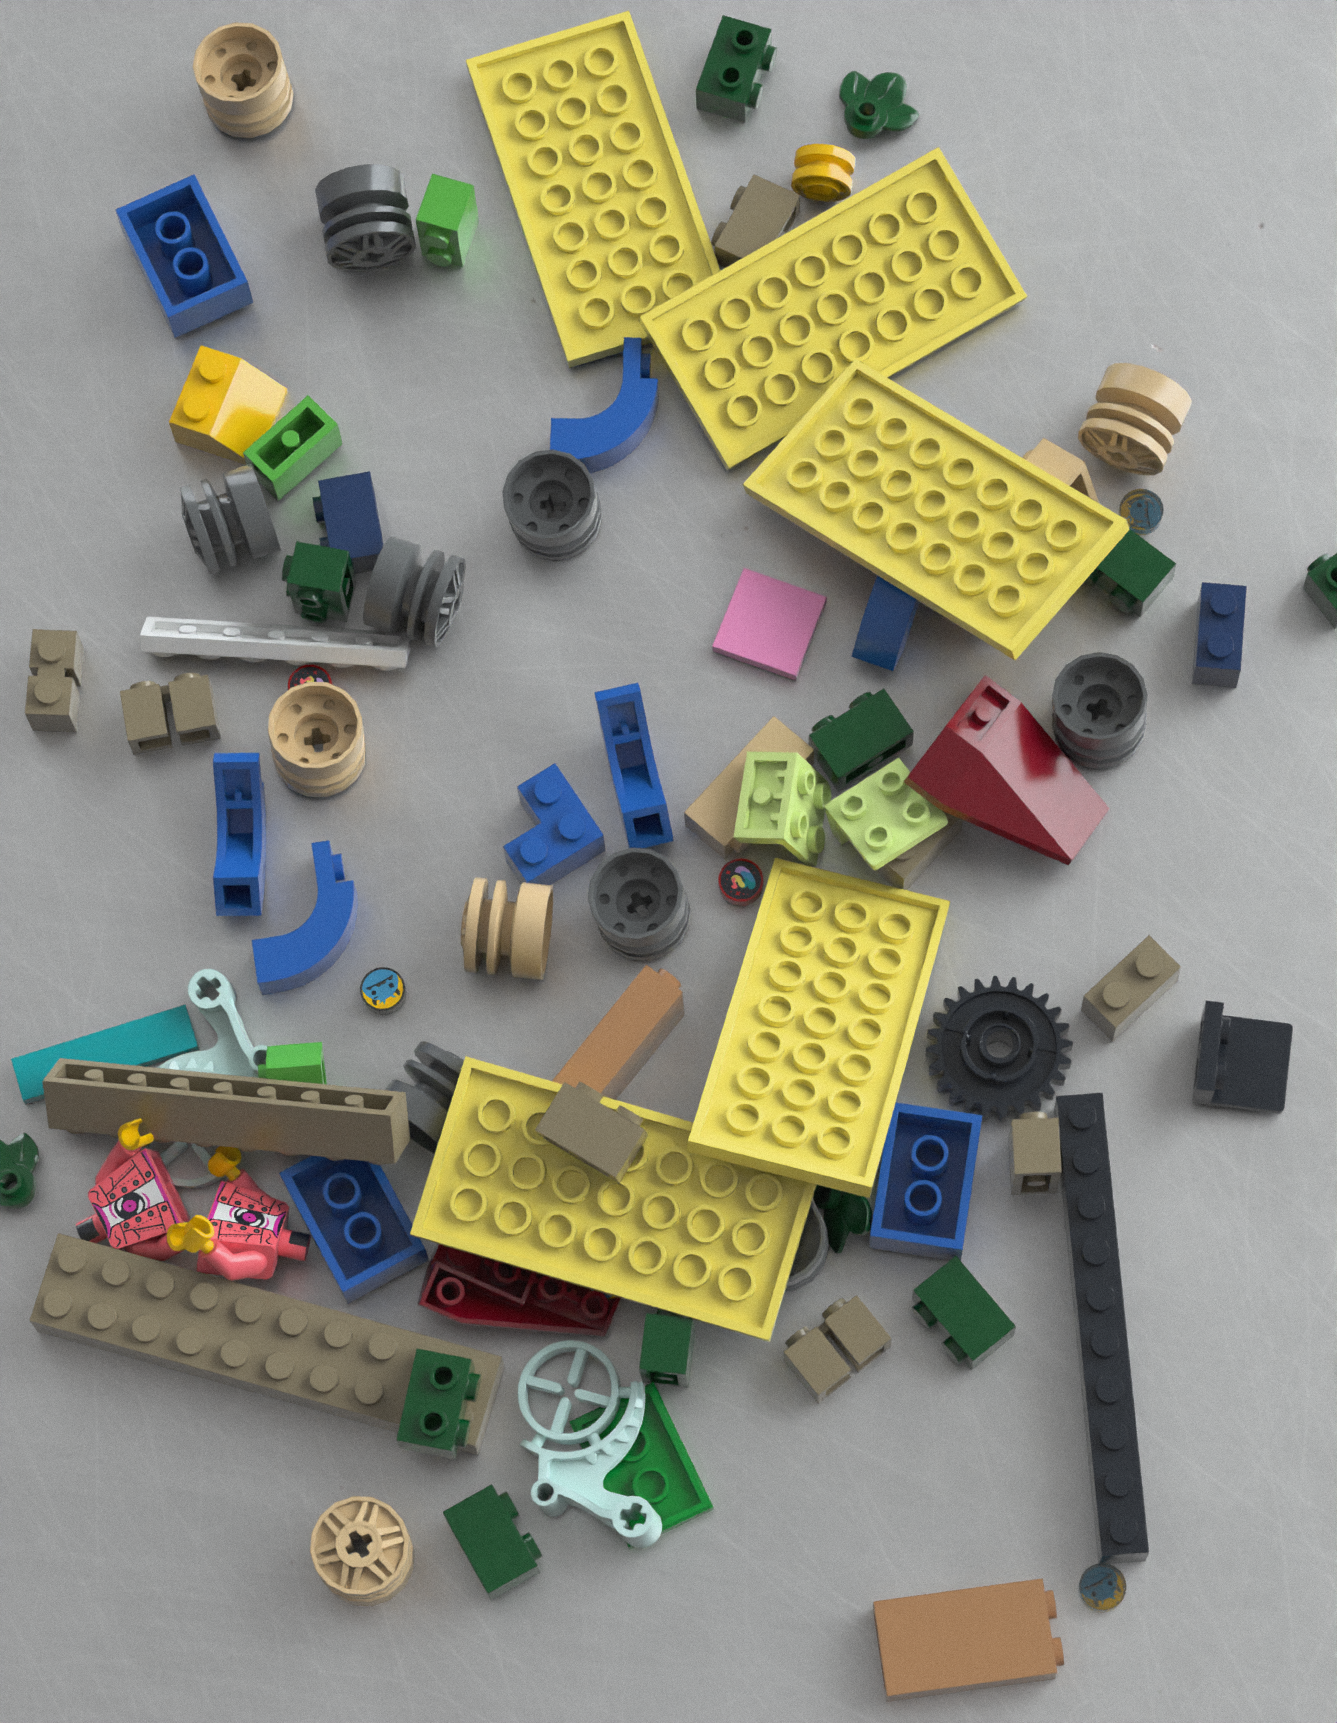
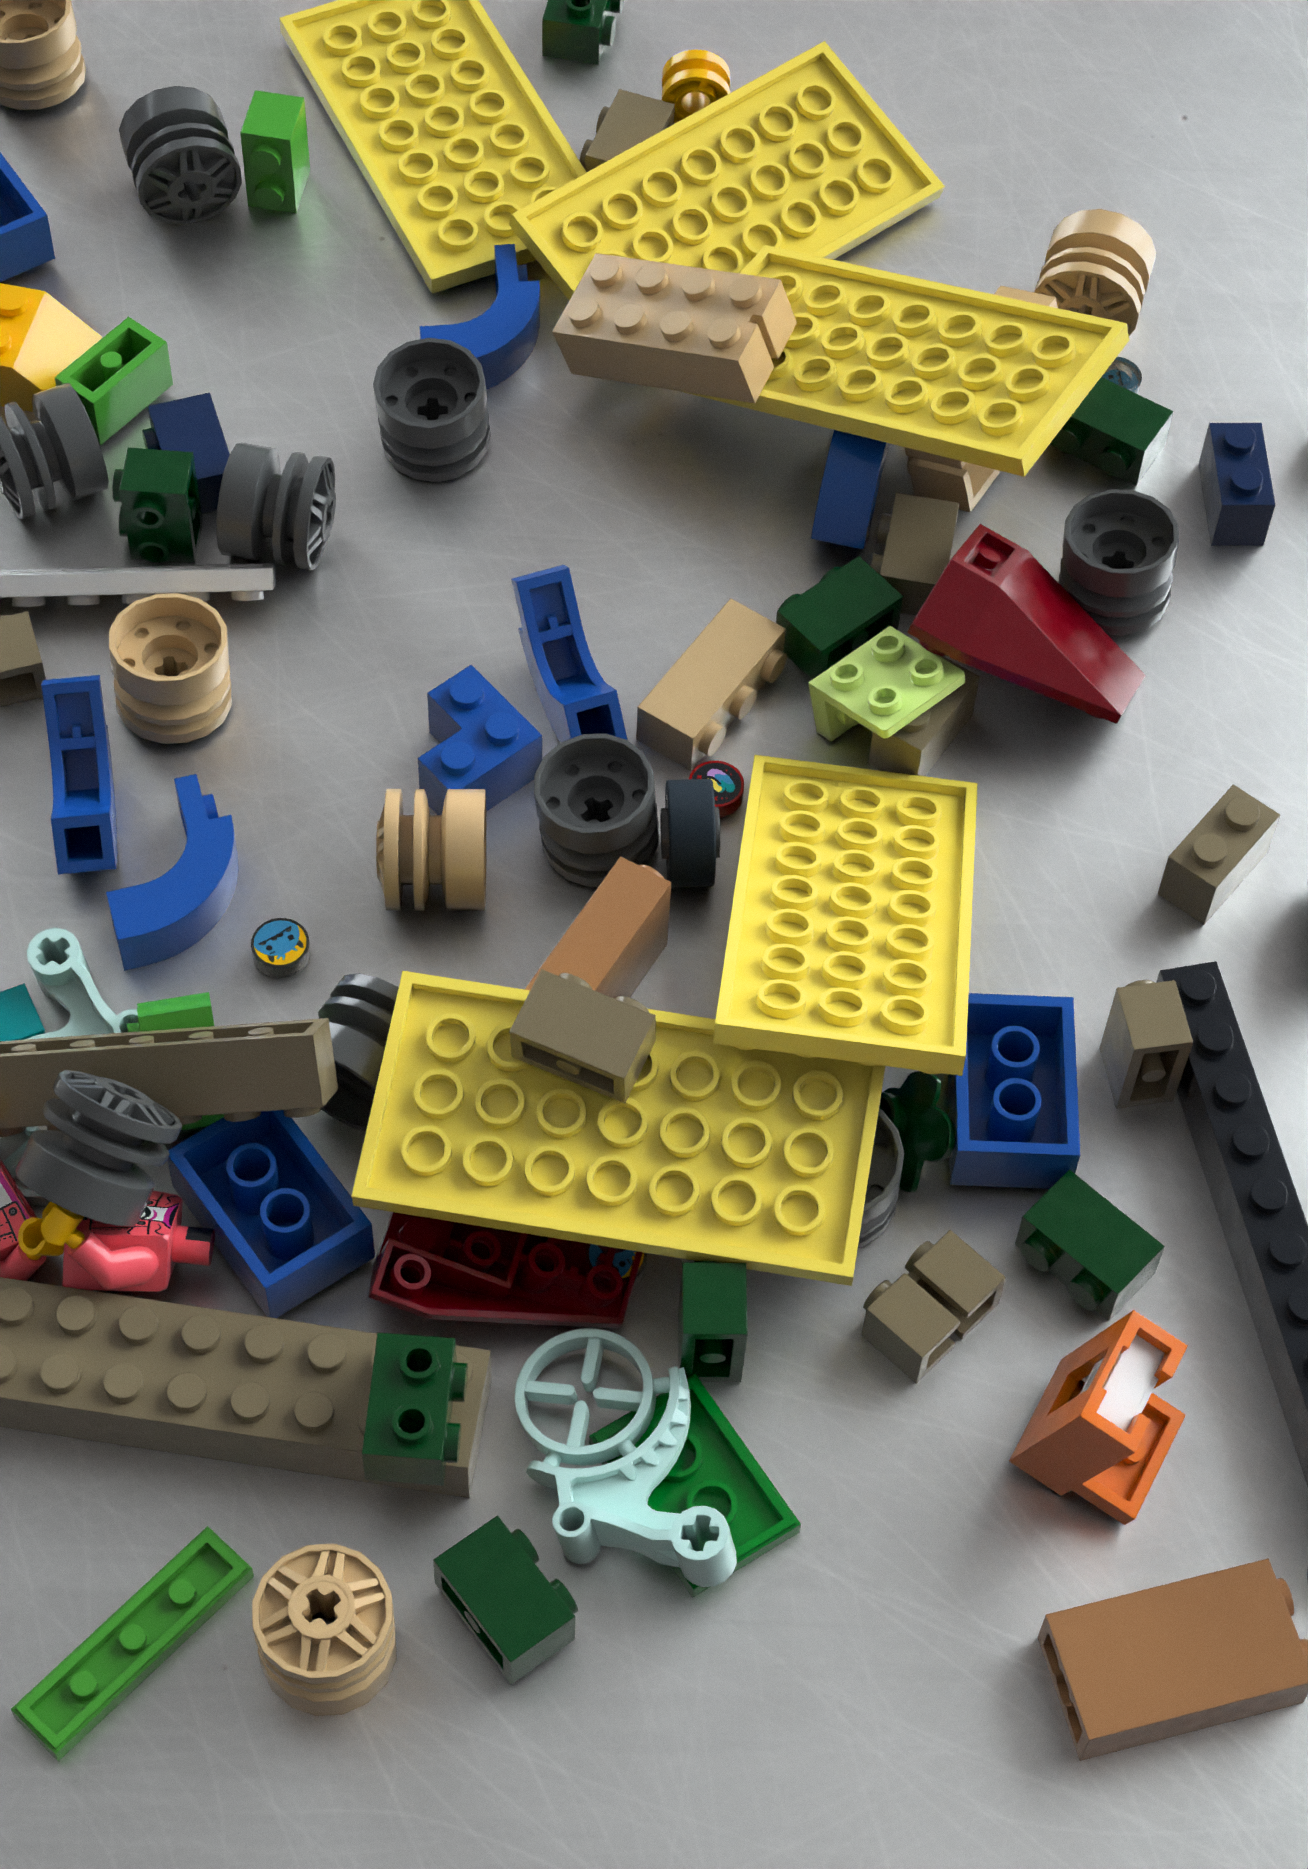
camera: 15 degrees left, 15 degrees down
(228, 1180) = (95, 1156): none -> dark grey wheel
(229, 1538) = (132, 1643): none -> bright green tile
(710, 930) = (690, 832): none -> black wheel
(759, 457) = (675, 327): none -> tan piece
(769, 624) = (705, 521): bright pink tile -> none
(783, 804) = (757, 681): yellowish green bracket -> none
(875, 104) = (741, 34): dark green plate -> none
(937, 677) = (916, 546): none -> dark tan brick
(944, 1461) = (1101, 1422): none -> orange brick
(1003, 1016) = (1033, 910): black gear -> none

